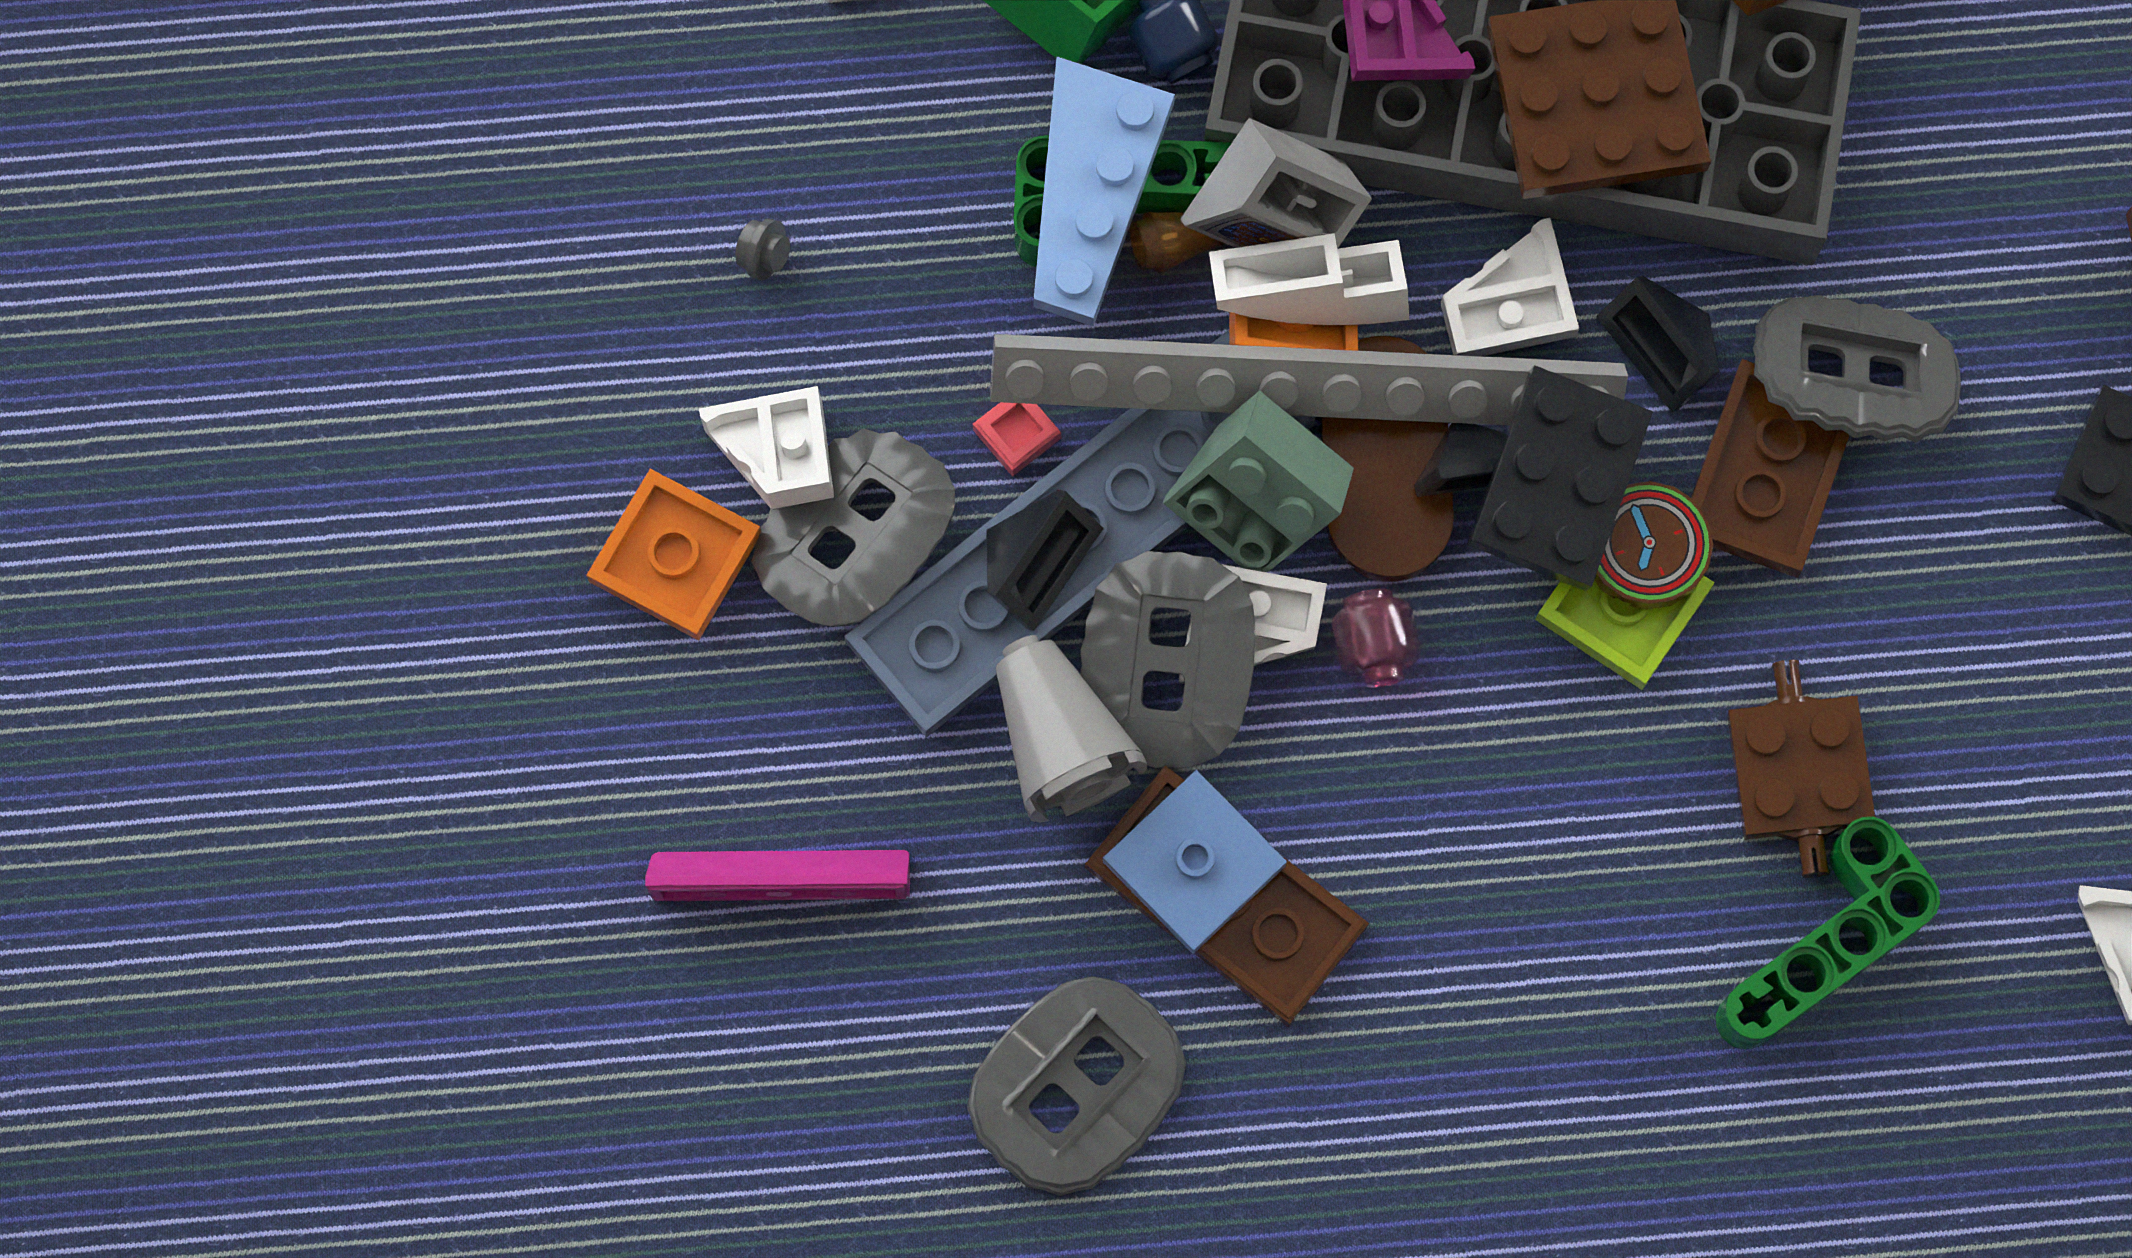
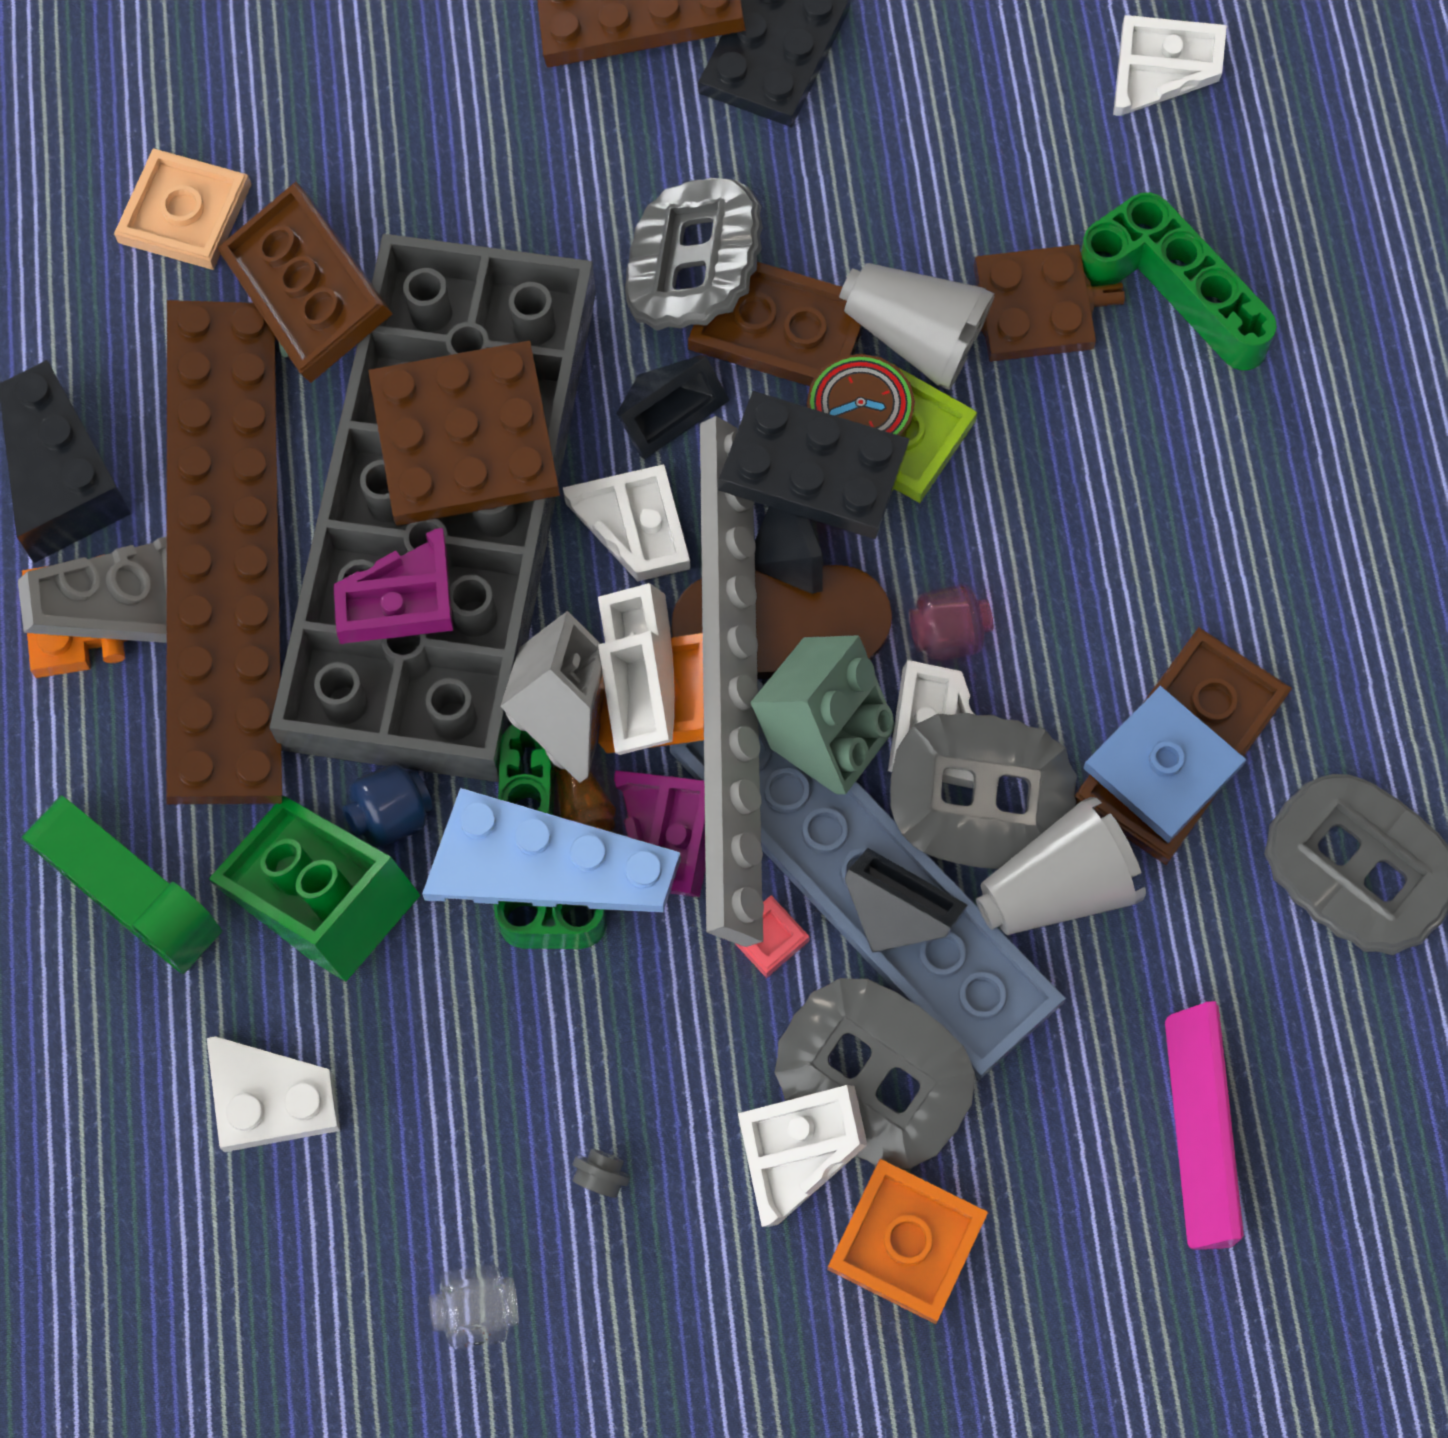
camera: 90 degrees left, 5 degrees down
(633, 124) = (474, 1307): none -> clear head
(1147, 313) = (671, 816): none -> magenta wing
(1759, 615) = (919, 316): none -> light grey cone

